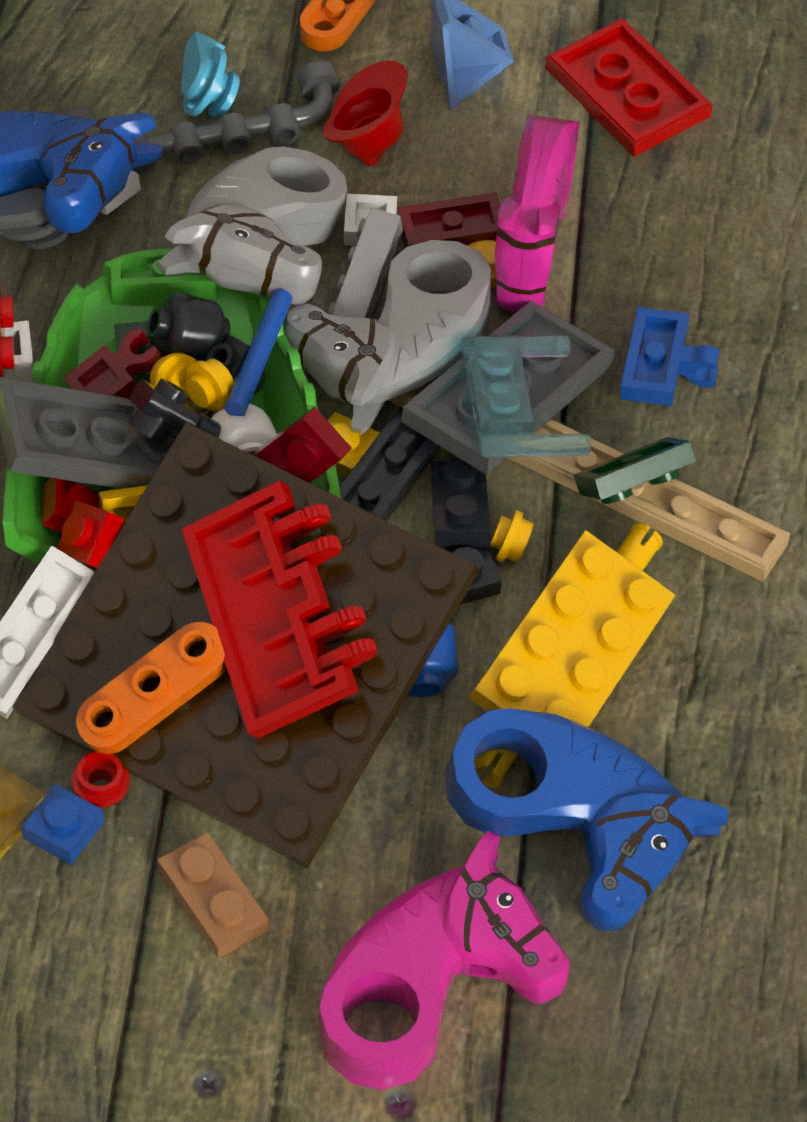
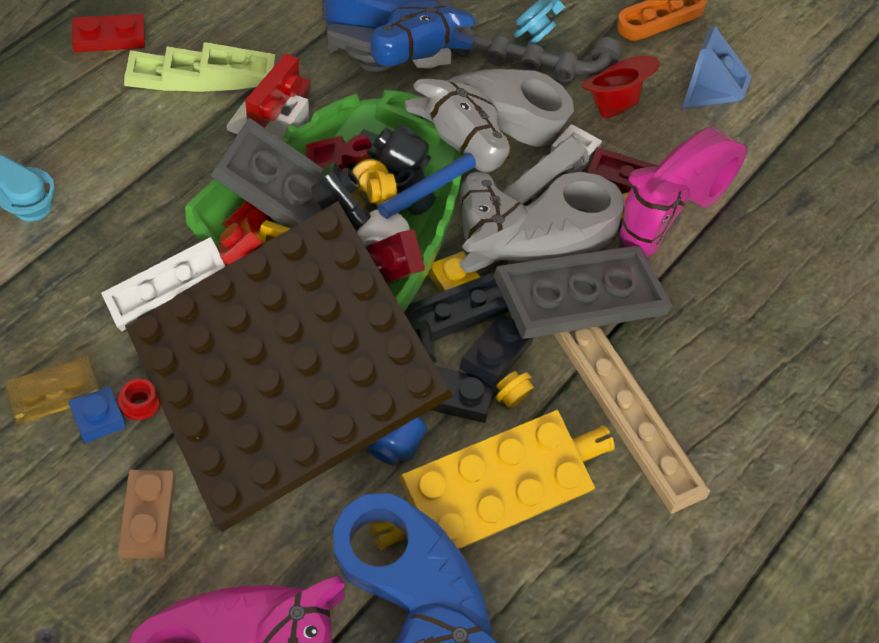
camera: 30 degrees right, 0 degrees up
(140, 711) = (215, 362): orange plate -> none
(262, 607) = (294, 338): red hinge -> none
(502, 396) = (564, 292): clear light blue plate -> none
(628, 87) = (809, 149): red tile -> none
(652, 463) = (643, 391): plate -> none
(660, 354) = (703, 324): blue plate -> none

